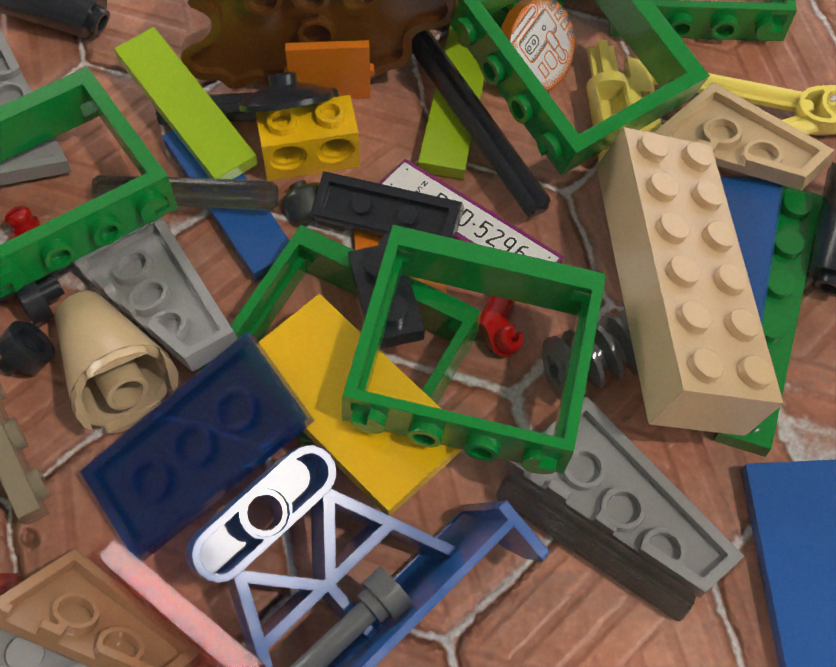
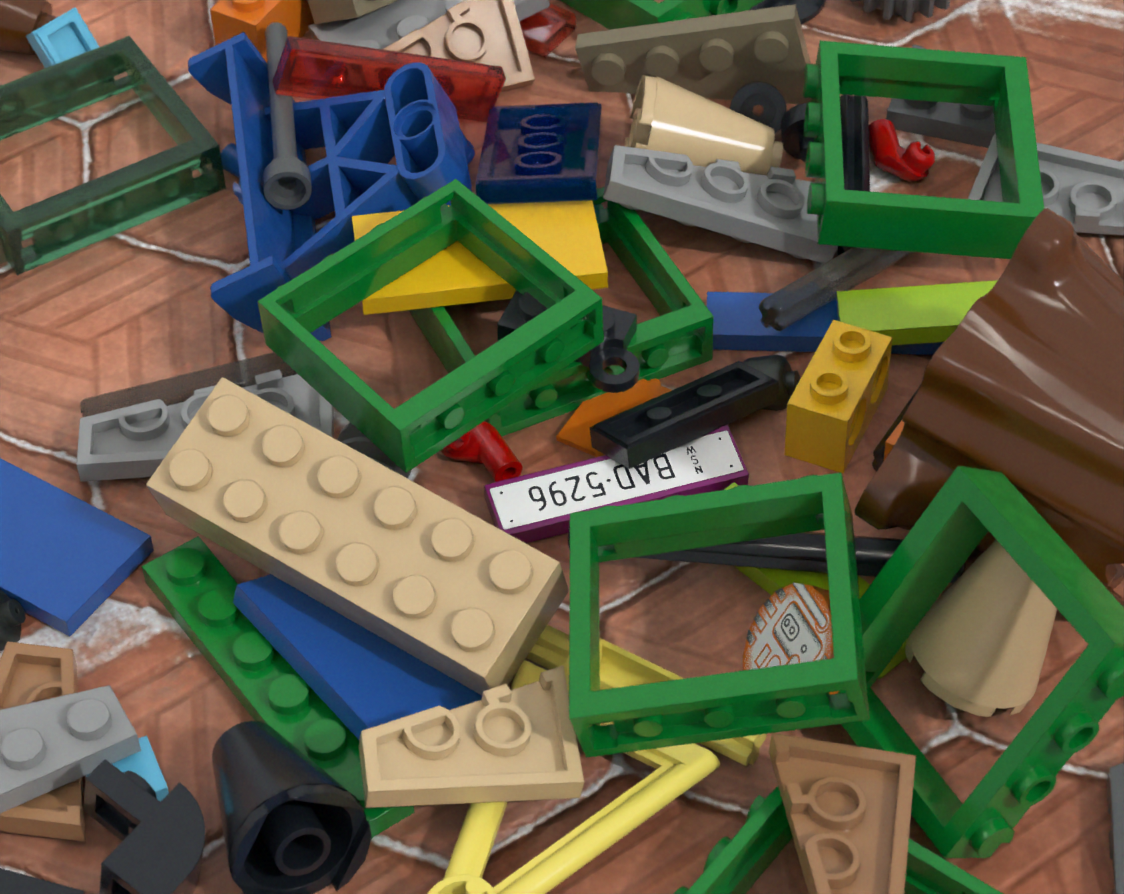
camera: 130 degrees right, 15 degrees down
(284, 93) = (880, 364): black dish -> none

